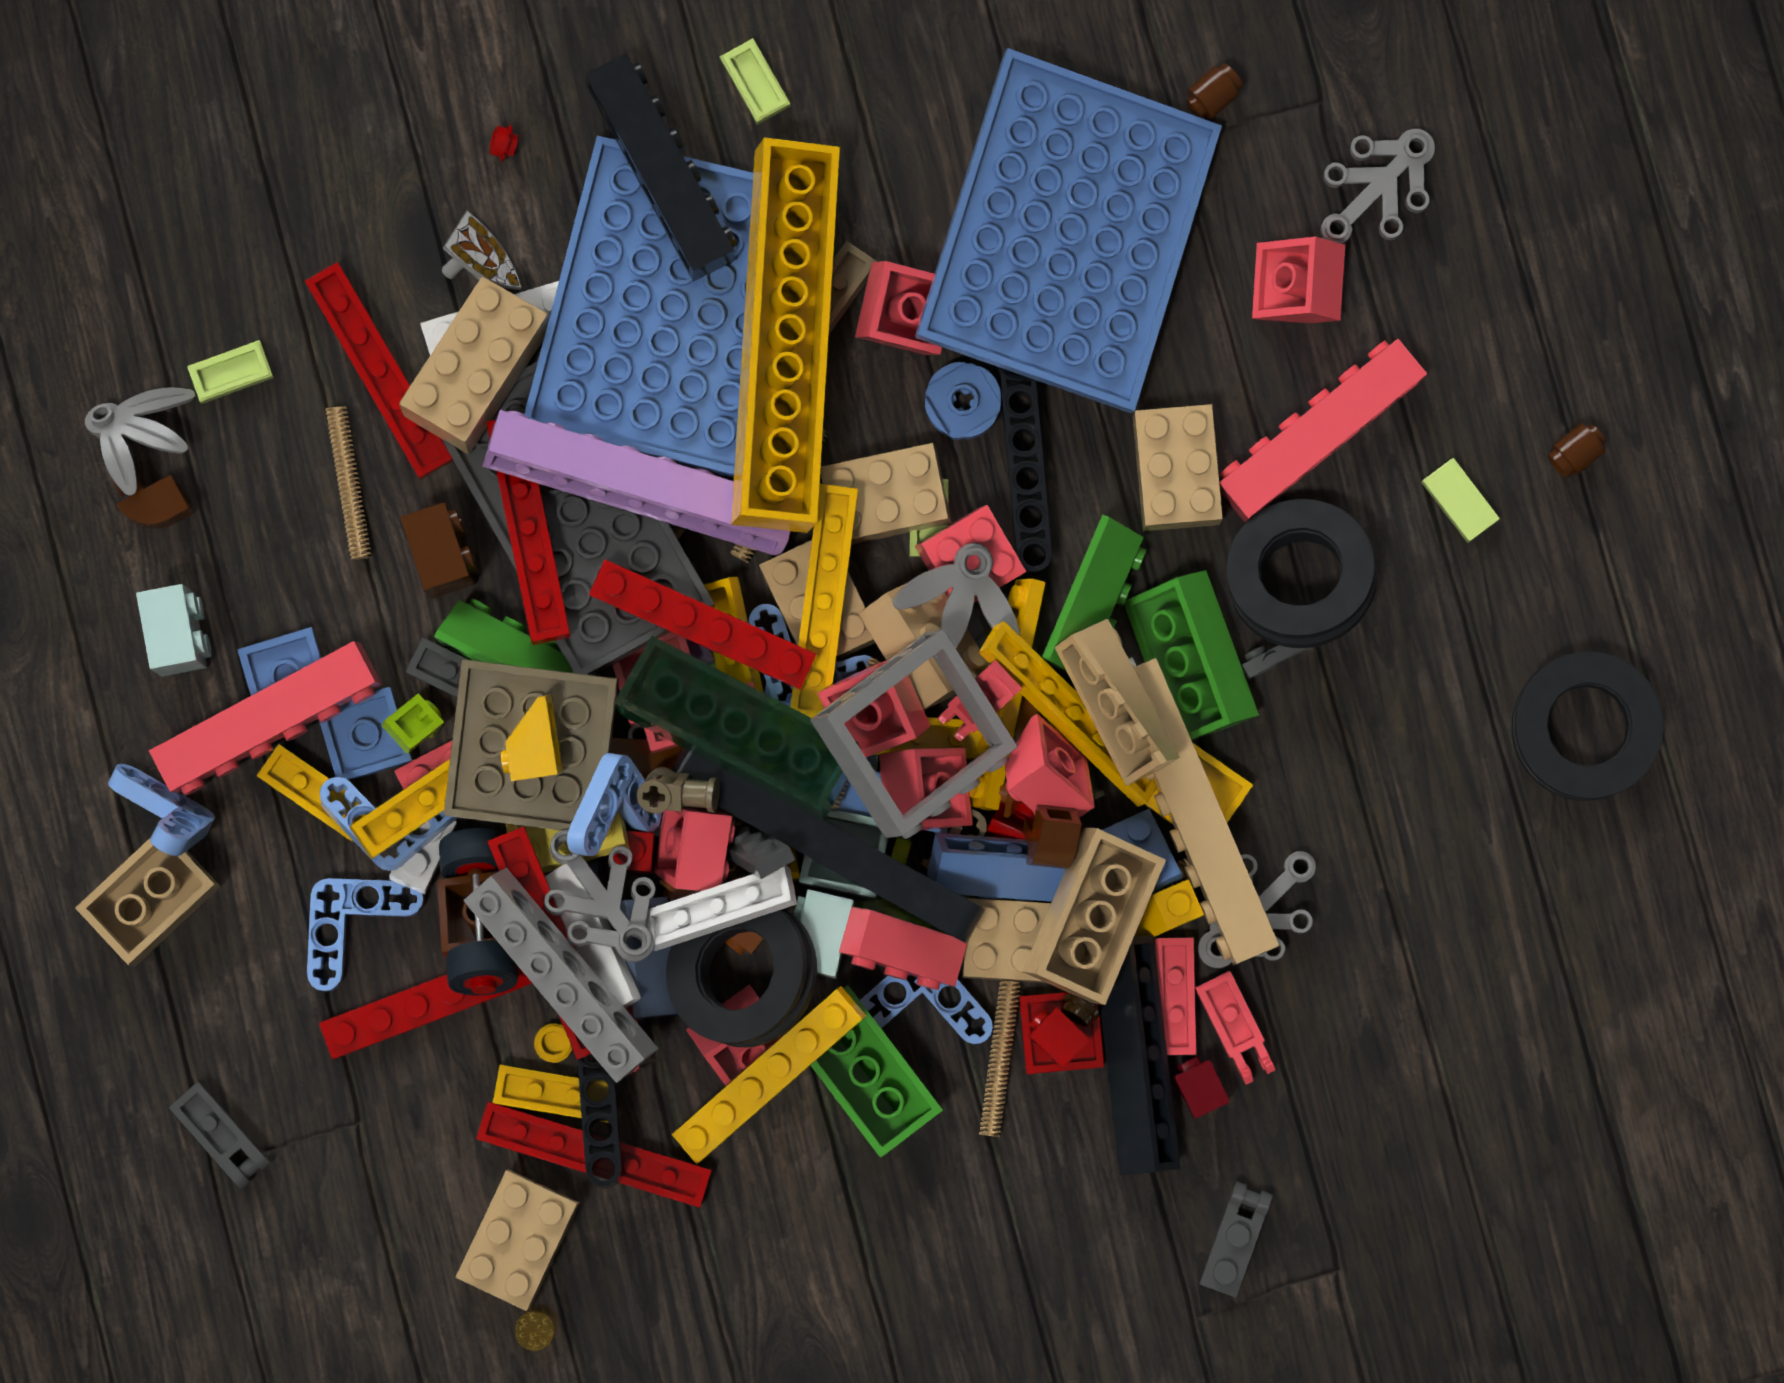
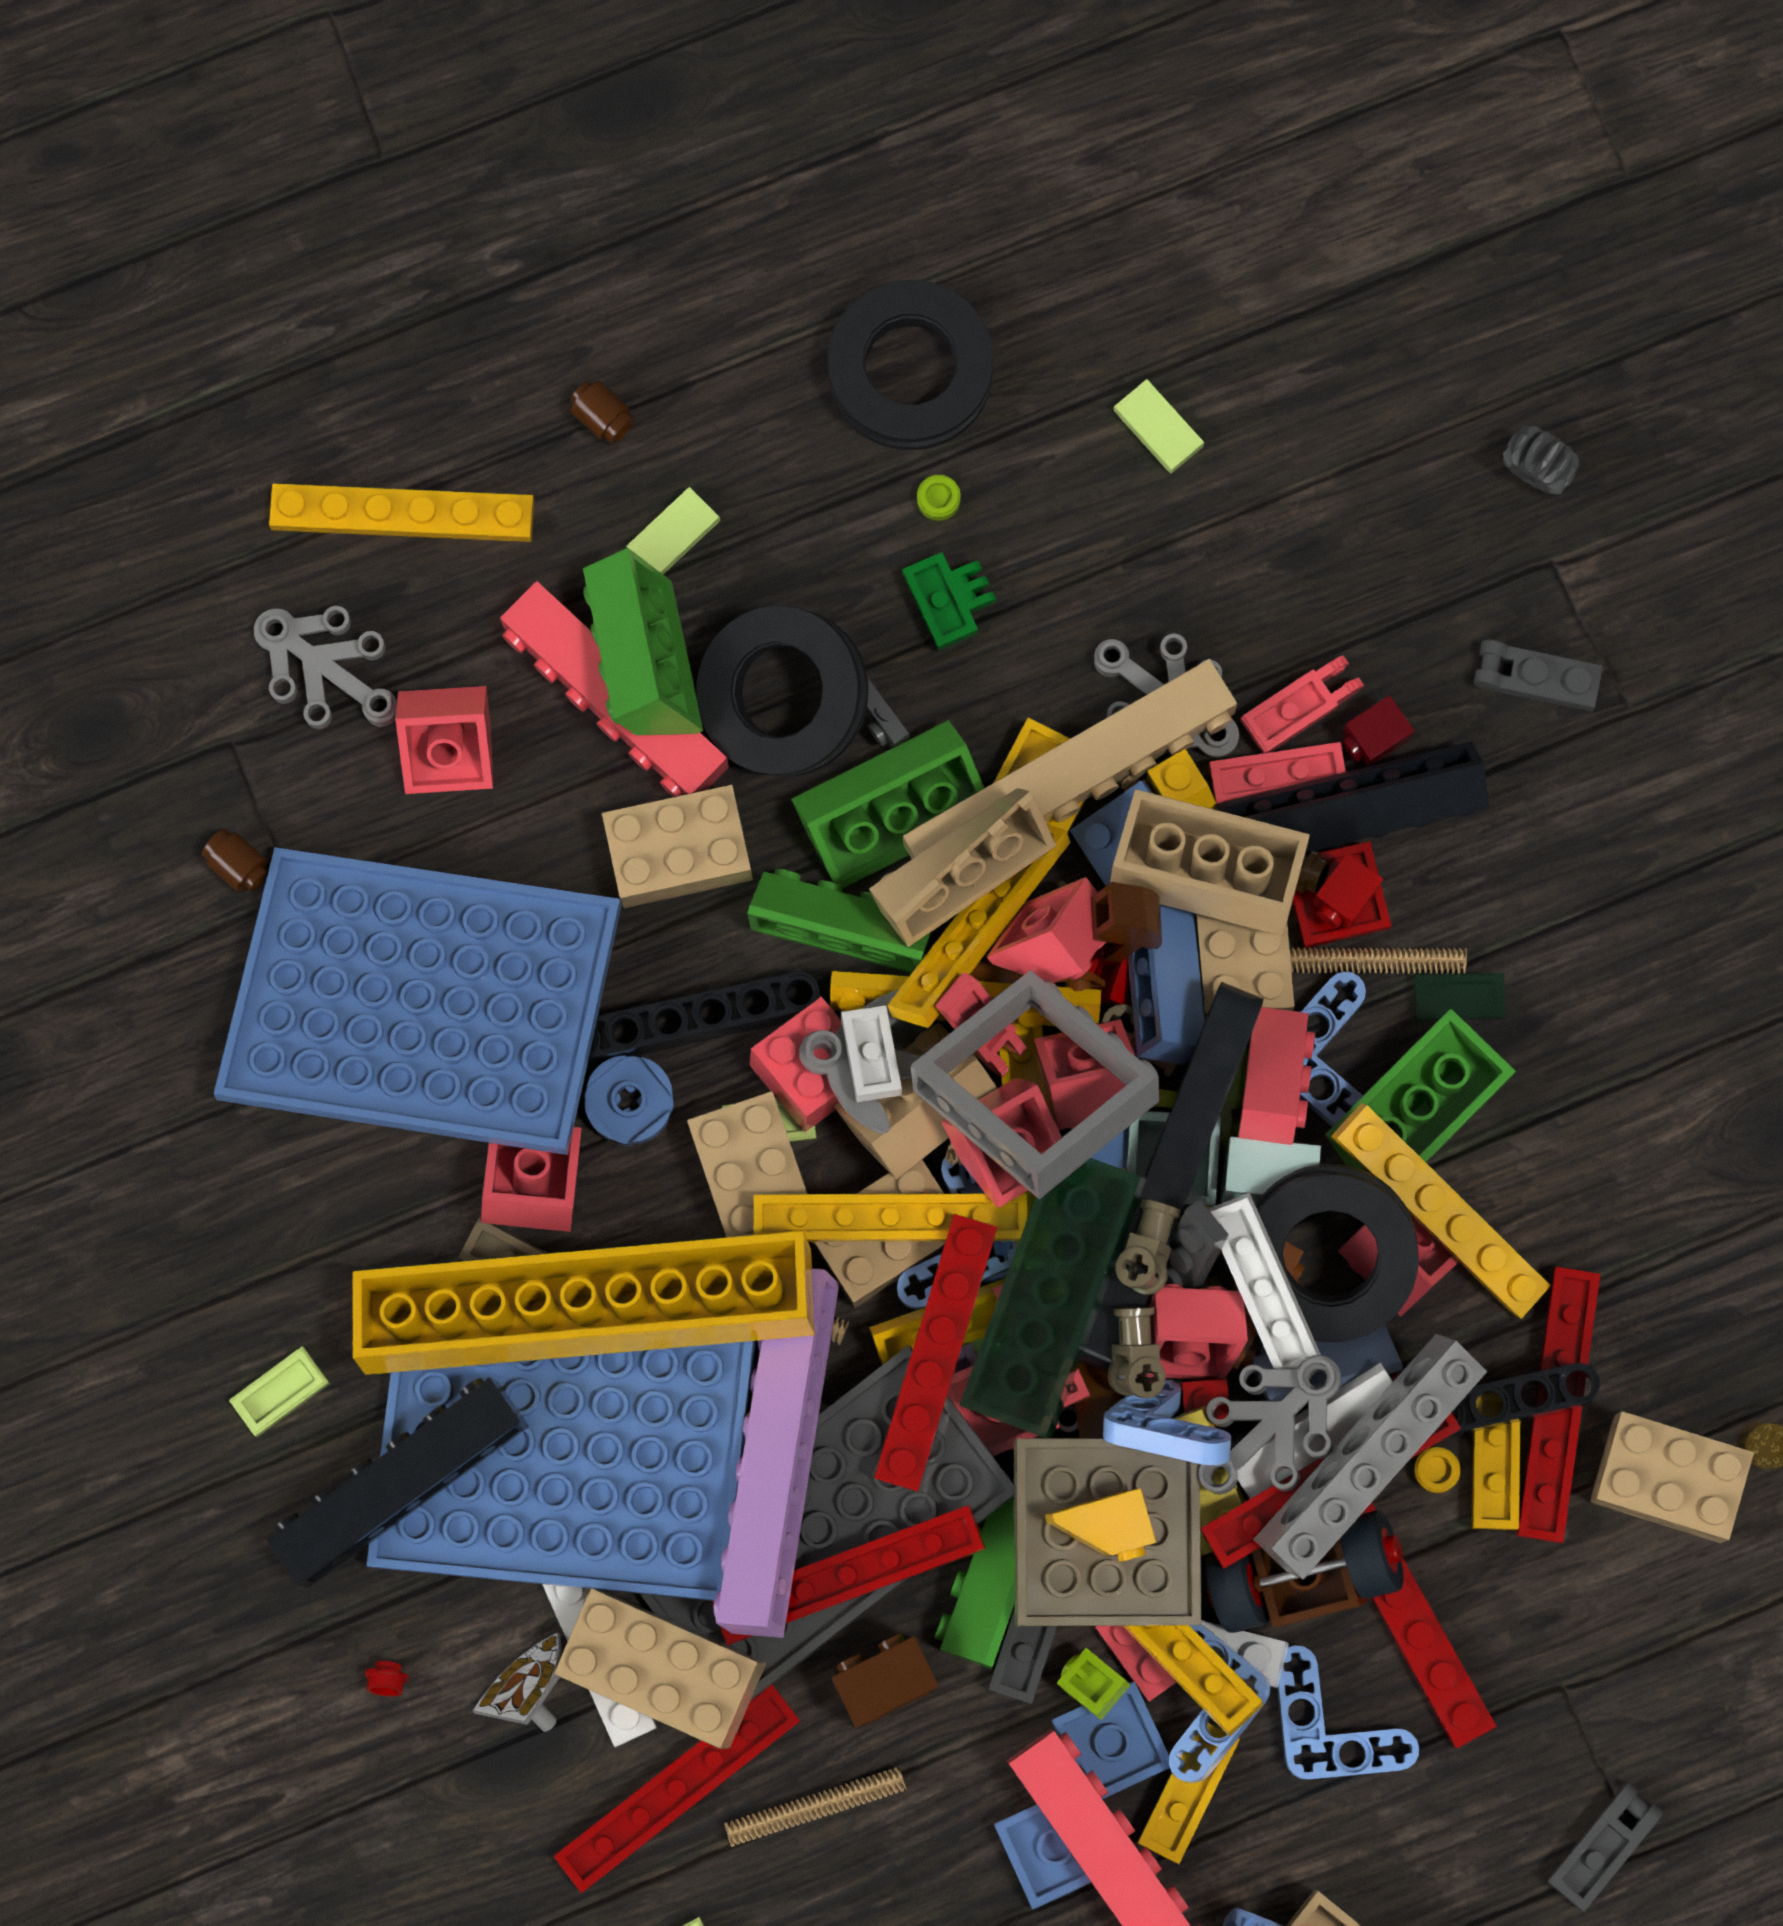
camera: 95 degrees left, 5 degrees down
(761, 812) = (1148, 1249): none -> dark tan connector
(958, 1126) = (1468, 995): none -> clear green tile
(964, 602) = (871, 1053): none -> white plate
(1354, 456) = (641, 647): none -> bright green slope
(1370, 730) = (947, 598): none -> green hinge
(1428, 1270) = (1541, 459): none -> dark grey gear
(1464, 736) = (938, 497): none -> lime tile
(1505, 938) = (1158, 426): none -> yellowish green tile
(1508, 268) = (401, 512): none -> yellow plate

